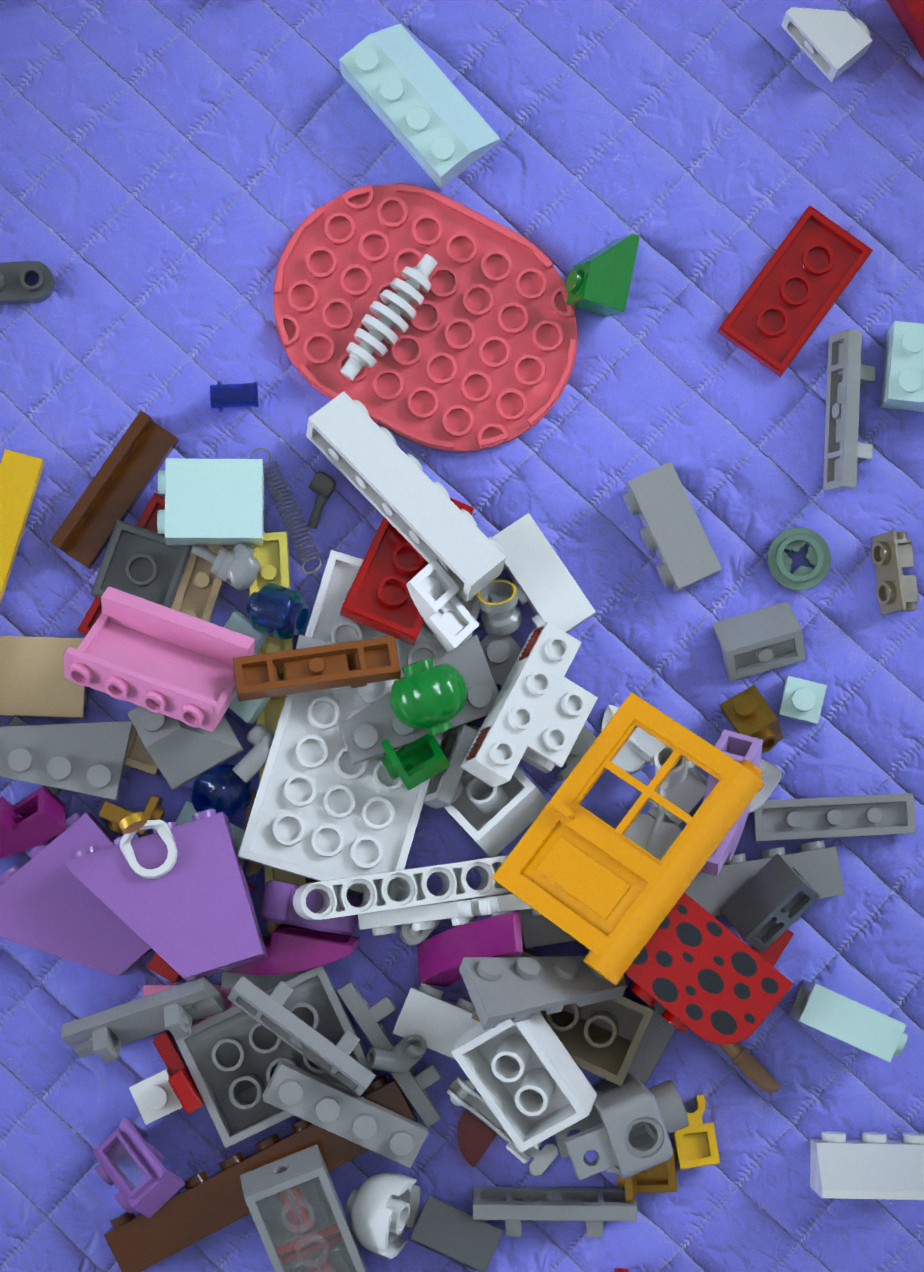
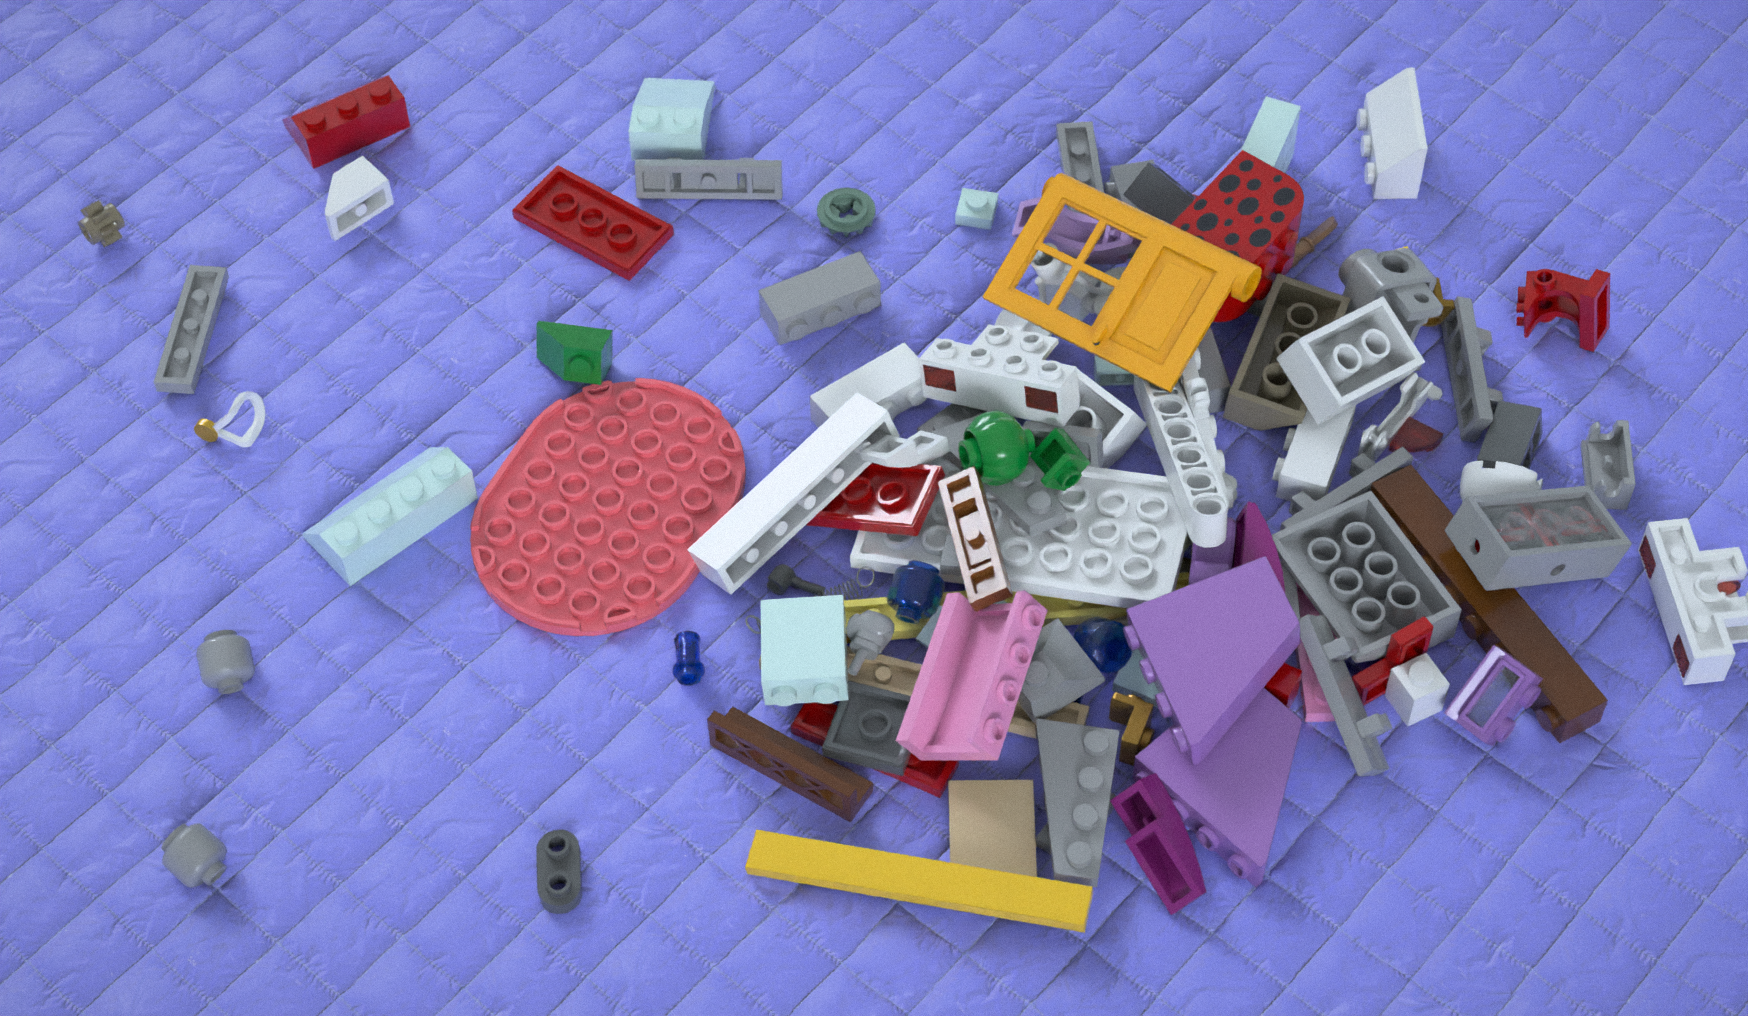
camera: 90 degrees left, 30 degrees down
(136, 822) = (1178, 684): white piece -> none
(258, 755) = (1063, 603): light grey arm -> none
(275, 1017) = (1353, 519): light grey hinge -> none
(345, 1114) = (1410, 511): light grey plate -> none
(389, 316) = (612, 517): white piece -> none
(400, 1057) = (1347, 472): light grey arm -> none
(489, 937) = (1237, 418): magenta slope -> none
(499, 608) = (906, 418): light grey wheel -> none
(525, 985) = (1267, 342): light grey wing -> none
(753, 717) = (993, 238): pearl gold bracket -> none
(760, 641) = (922, 235): light grey panel -> none
(890, 555) = (857, 146): dark tan hinge -> none

